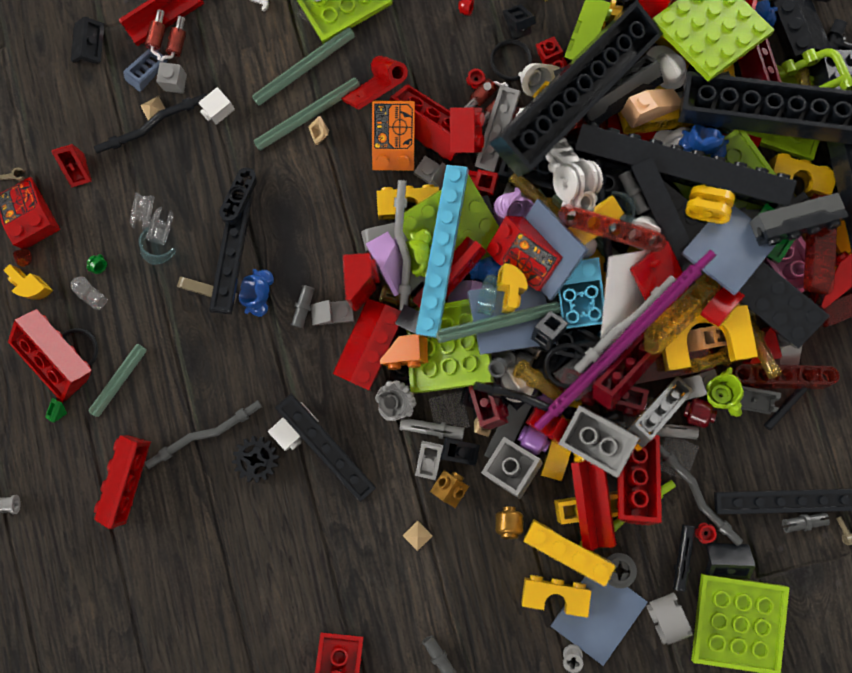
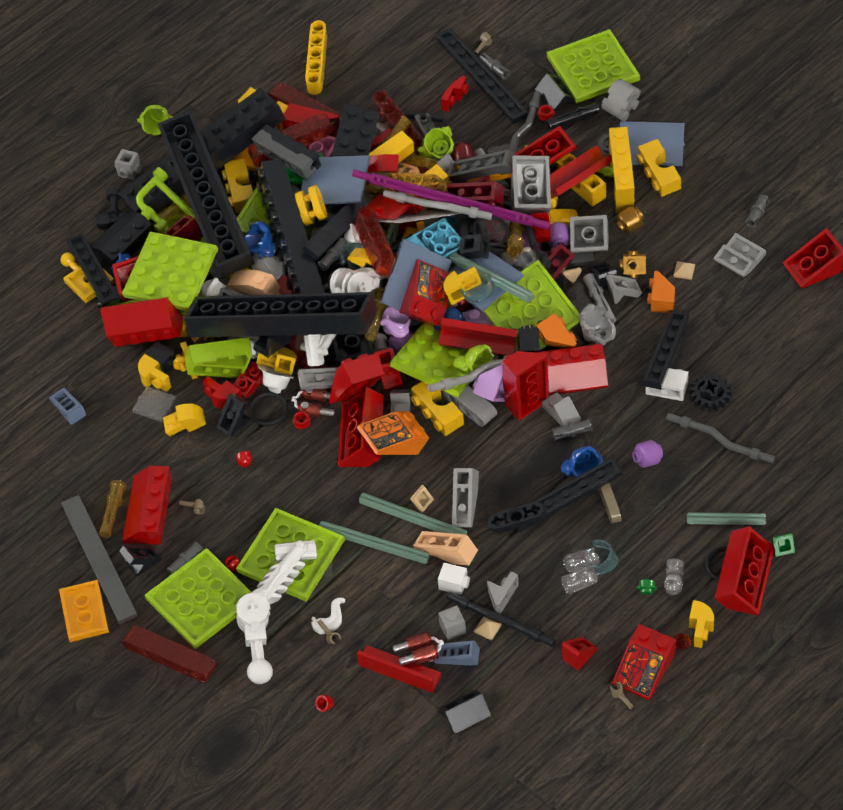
camera: 115 degrees left, 30 degrees down
(122, 481) = (796, 461): red slope -> none
(173, 135) = (501, 594): none -> light grey slope
(228, 355) = (647, 454): none -> medium lavender head
(252, 119) = (447, 546): none -> light nougat slope
(294, 167) = (464, 496): none -> light grey slope
(387, 75) = (356, 471): red door -> none
(397, 601) = (740, 255): none -> light grey slope
(398, 493) = (662, 295): none -> orange slope
(442, 251) = (463, 340): medium azure plate -> none
(550, 24) = (218, 392): none -> red brick
(576, 664) = (694, 134): light grey bush -> none
(794, 461) = (454, 92): none -> red slope

